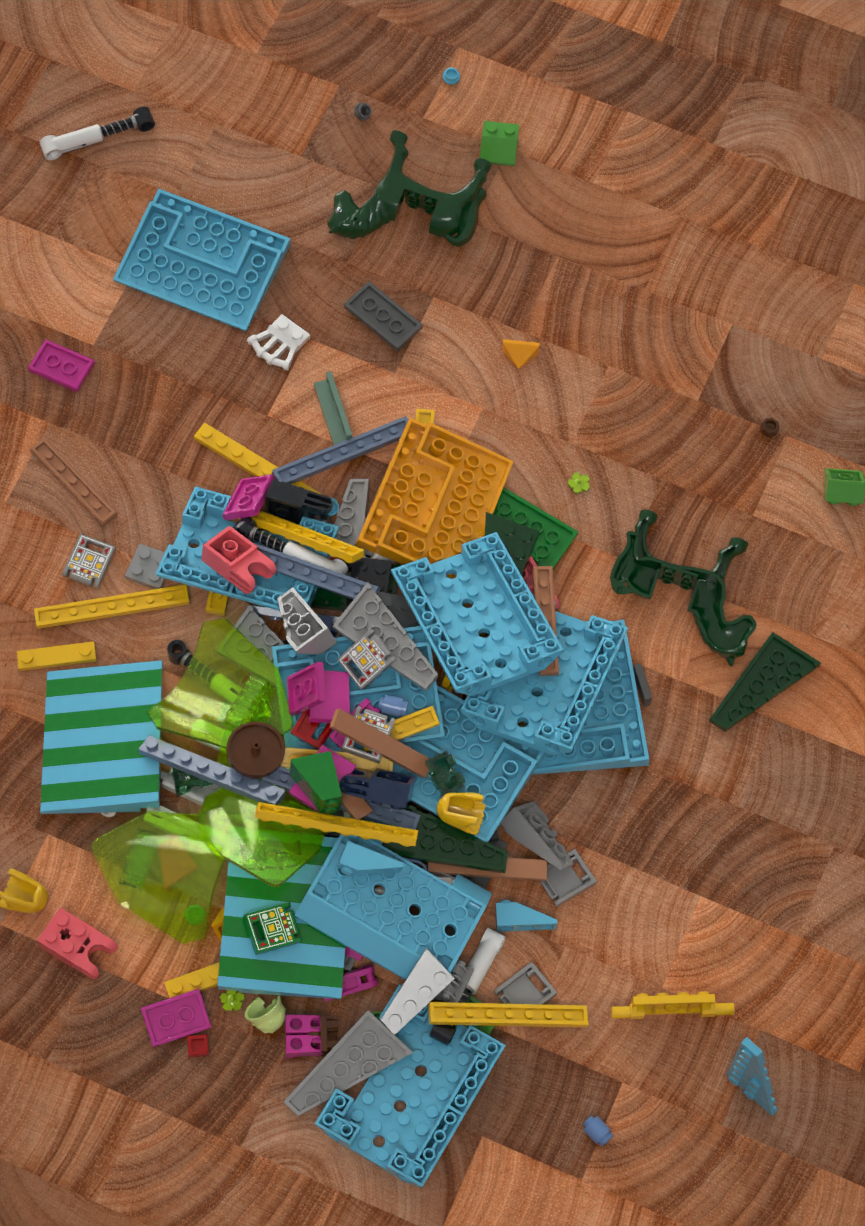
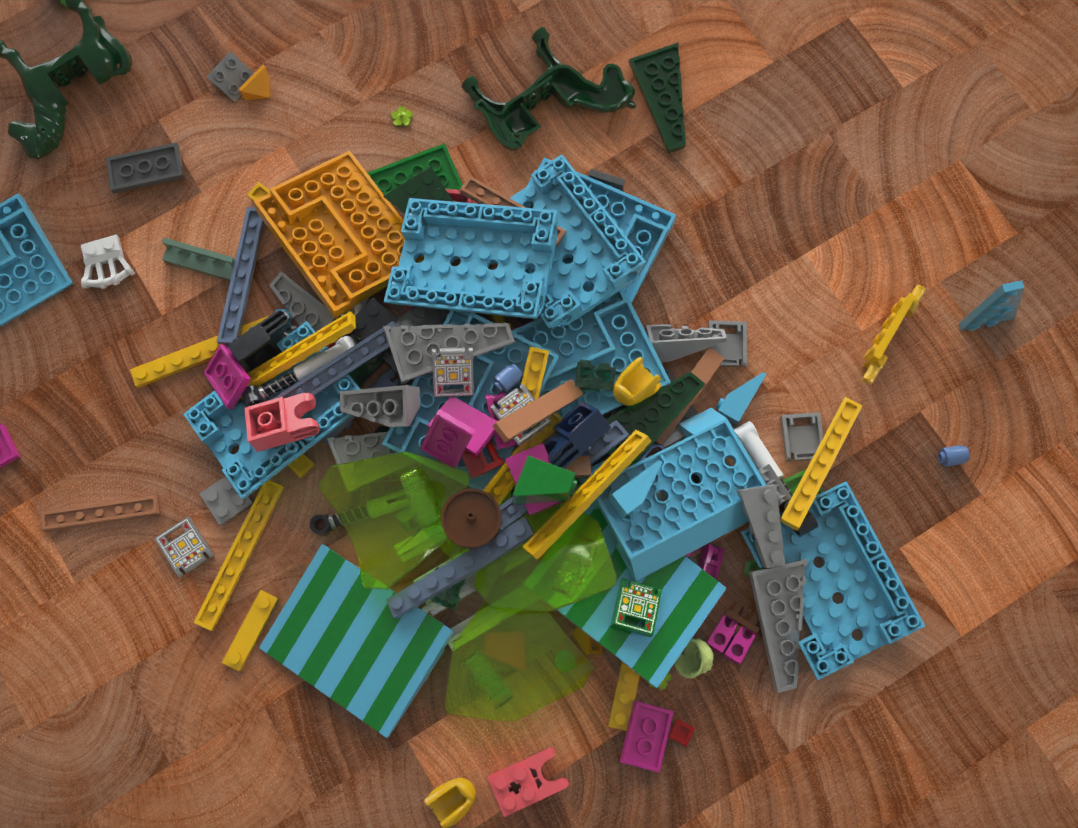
camera: 50 degrees left, 10 degrees up
(512, 325) = (230, 76): none -> light grey hinge

